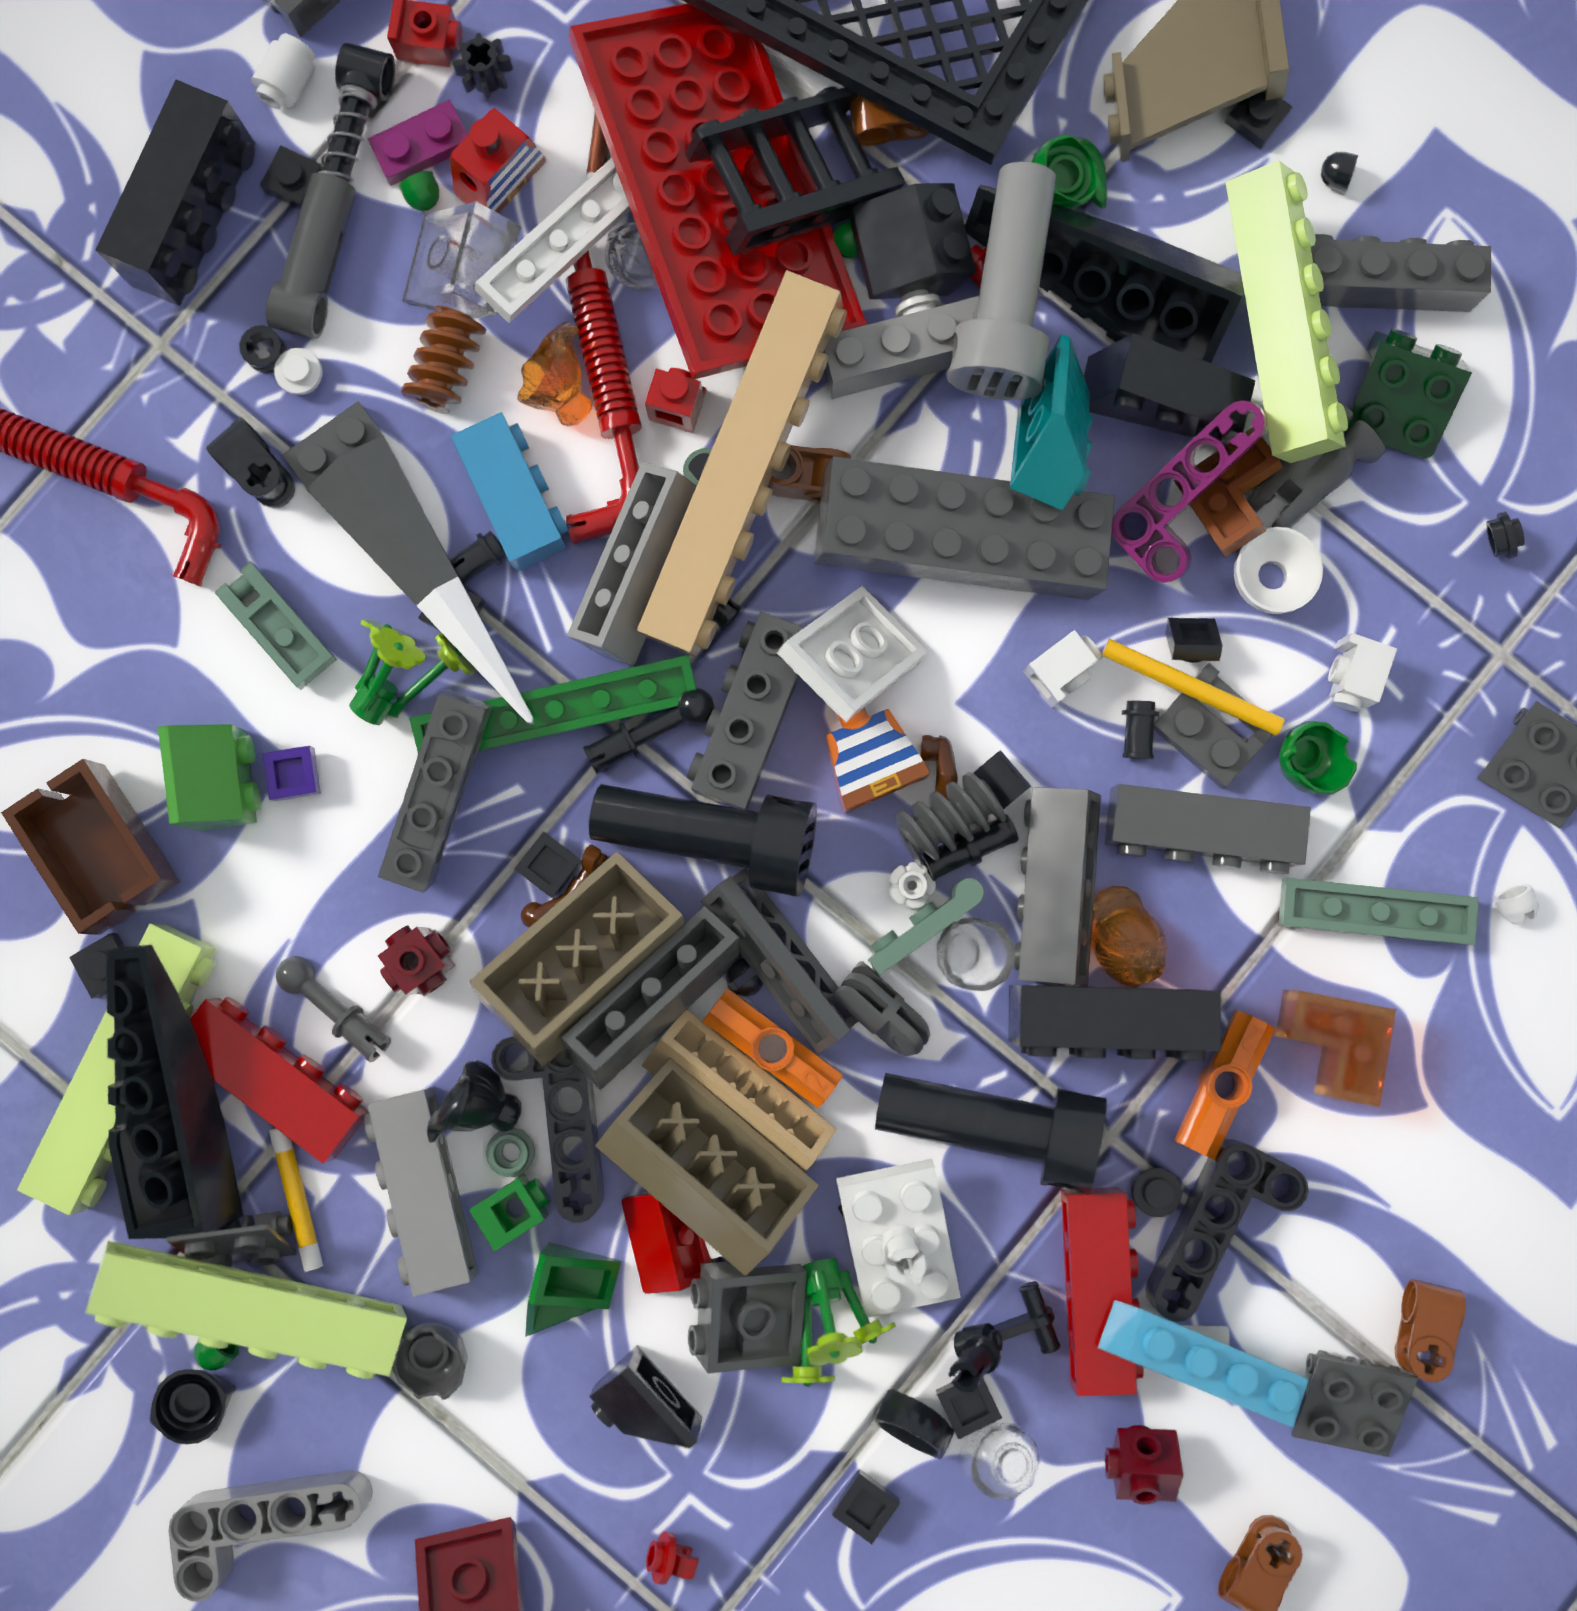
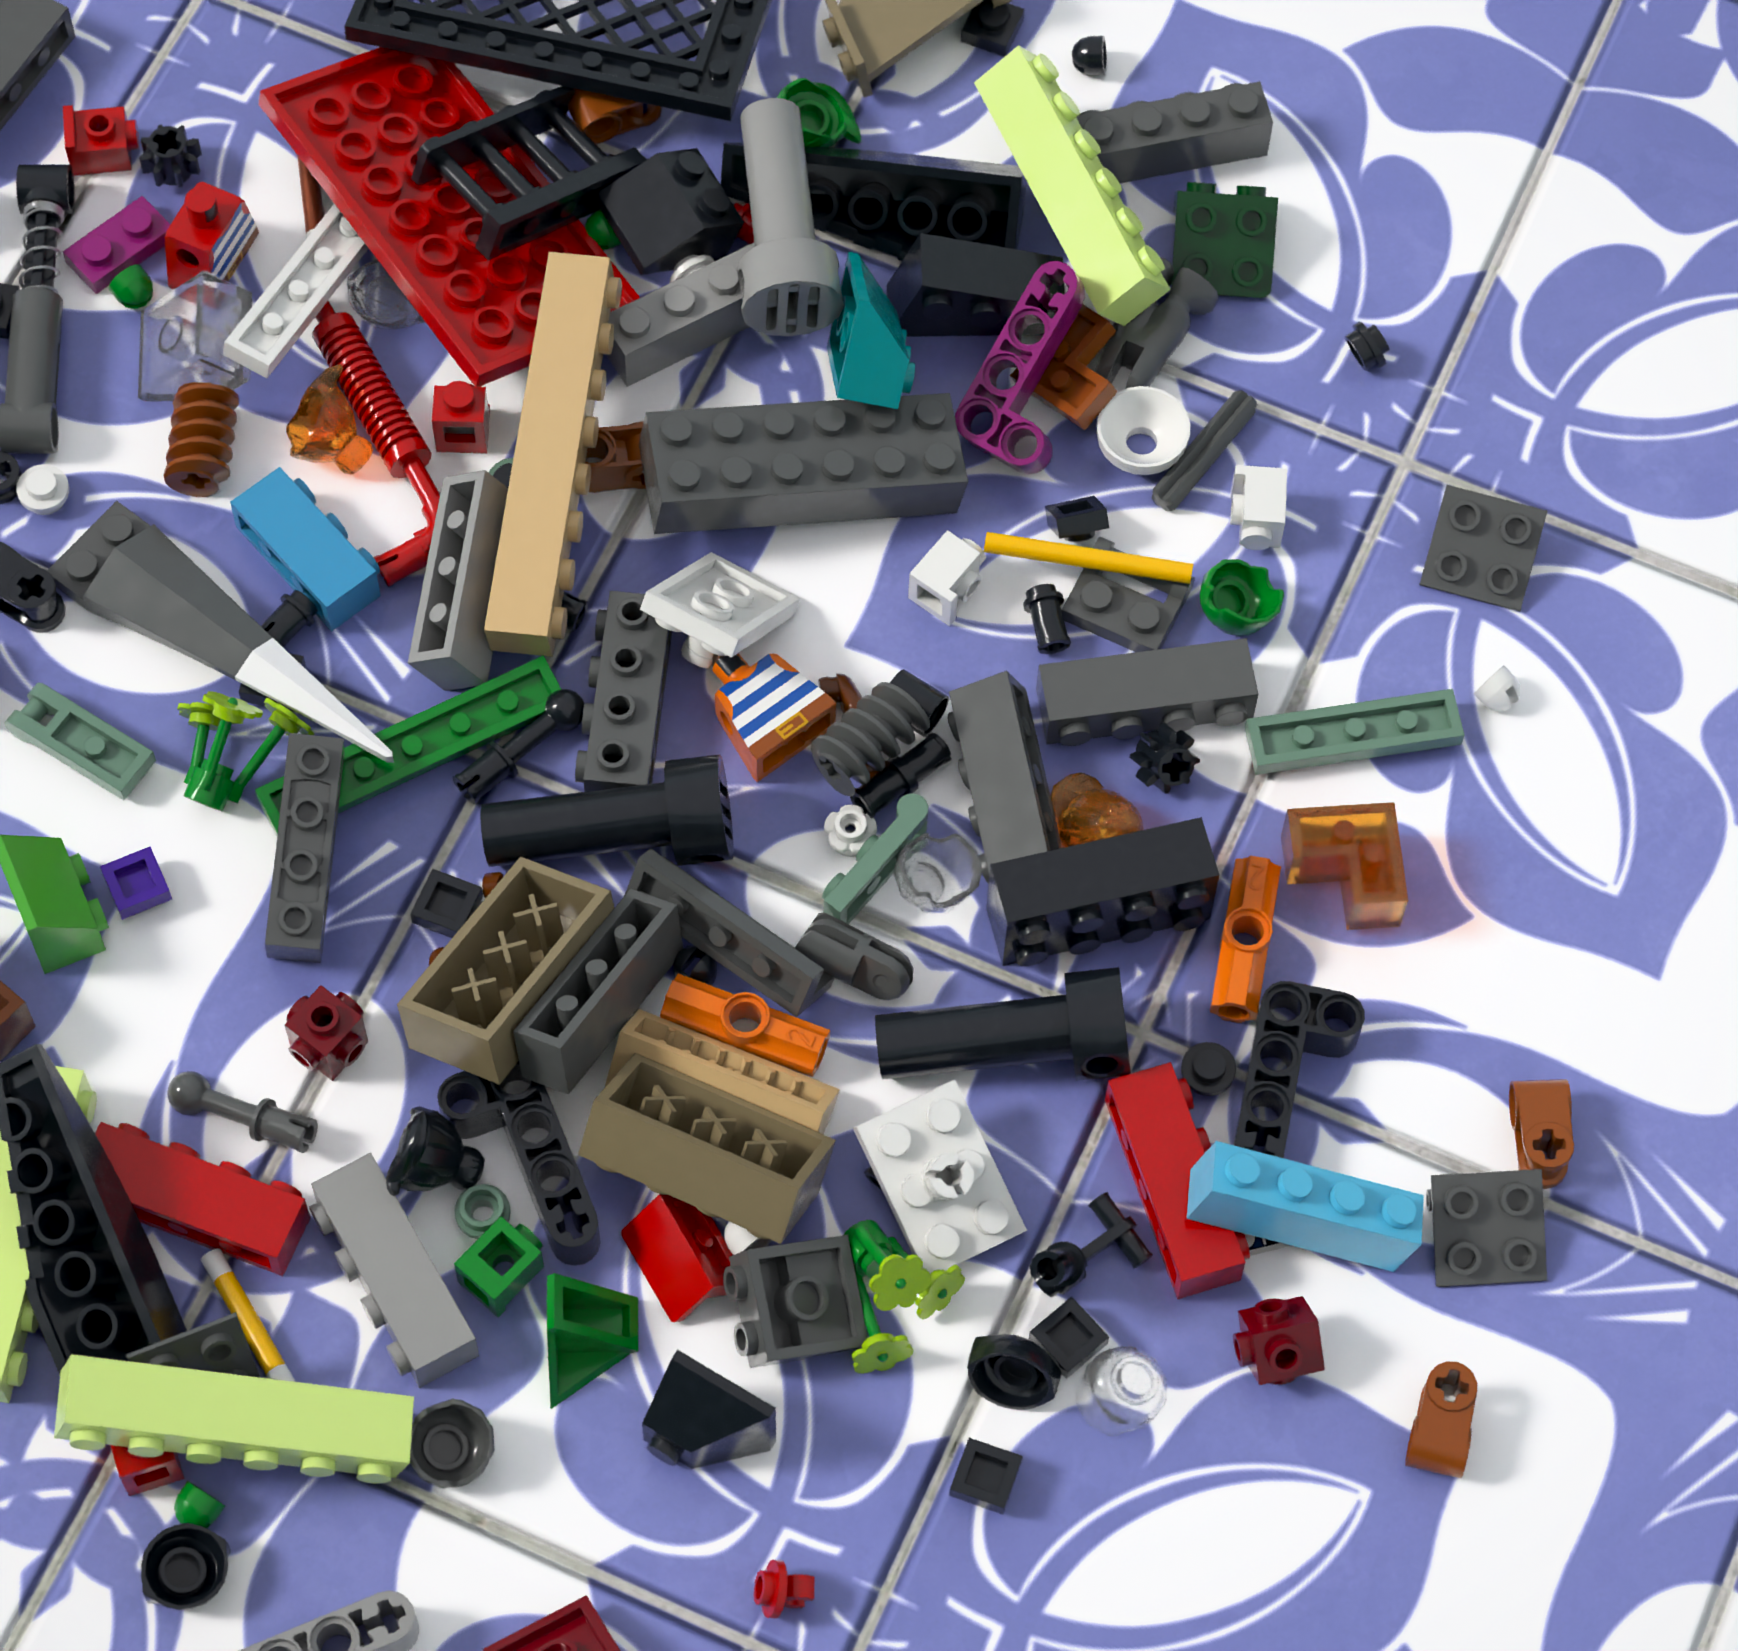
camera: 20 degrees left, 20 degrees down
(1204, 896) = (1164, 758): none -> black gear
(1327, 599) = (1204, 450): none -> dark grey axle

